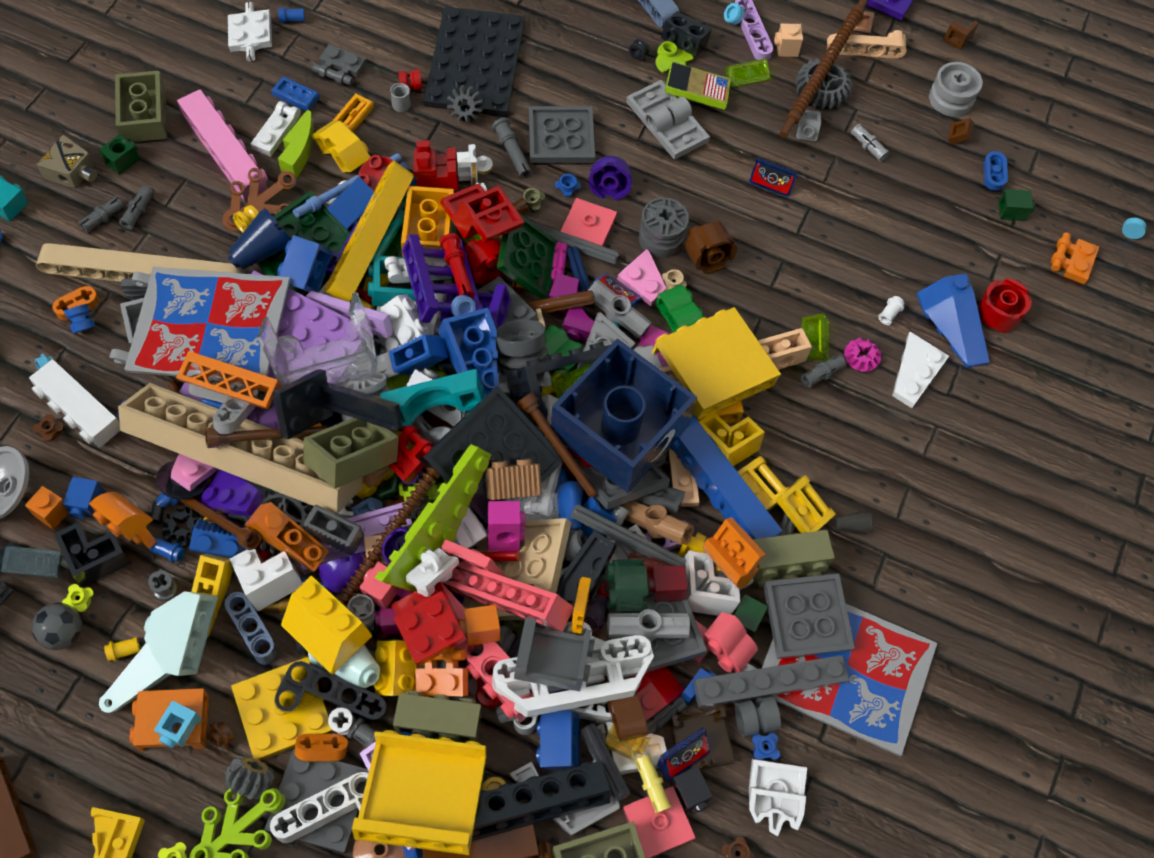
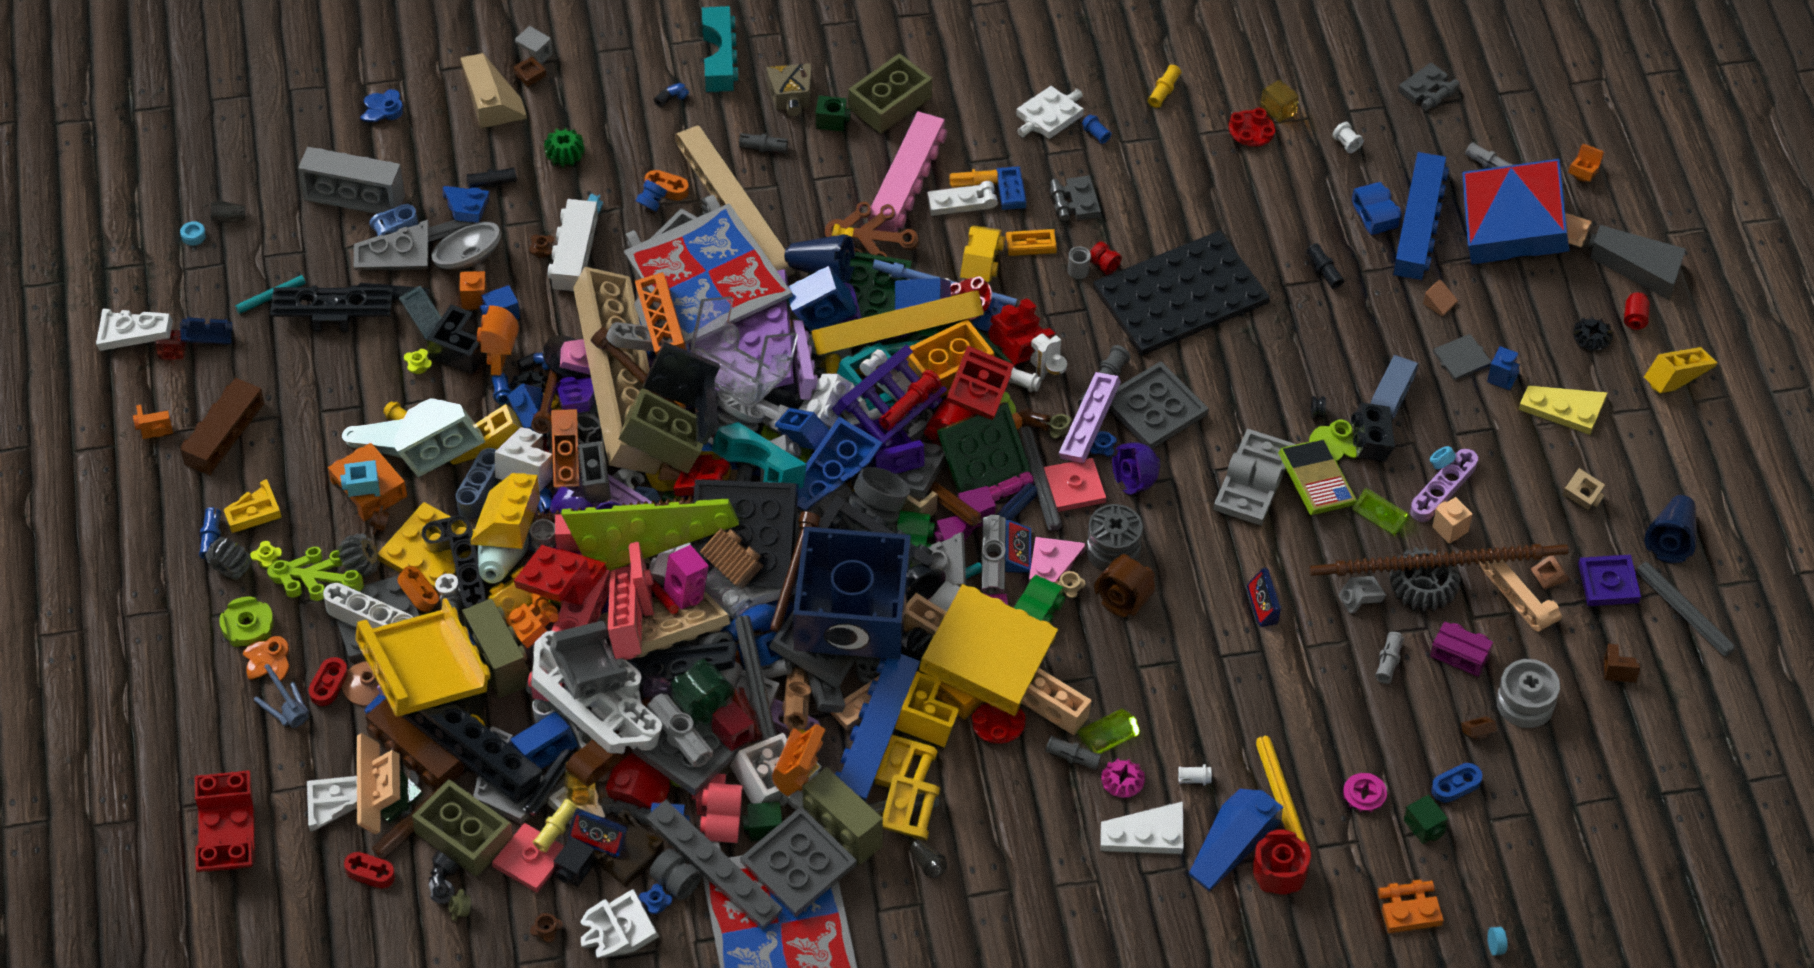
camera: 60 degrees right, 10 degrees down
(56, 626) = (383, 360): dark grey piece -> none
(136, 207) = (790, 160): dark grey pin -> none
(162, 592) = (474, 398): dark grey bush -> none
(265, 109) = (972, 178): none -> light orange axle
(297, 145) = (956, 224): lime slope -> none
(434, 567) = (604, 547): white hips -> none
(462, 304) = (873, 426): medium blue tile -> none
(472, 101) = (1113, 311): dark grey gear -> none
(481, 625) = (585, 609): orange brick -> none
(545, 175) = (1089, 417): none -> lavender plate
(580, 605) = (652, 662): light orange tile -> none
(765, 404) = (997, 725): none -> red dish
(893, 100) = (1461, 648): none -> magenta brick
(932, 268) = (1279, 785): none -> yellow axle
(967, 217) = (1376, 791): none -> dark pink gear

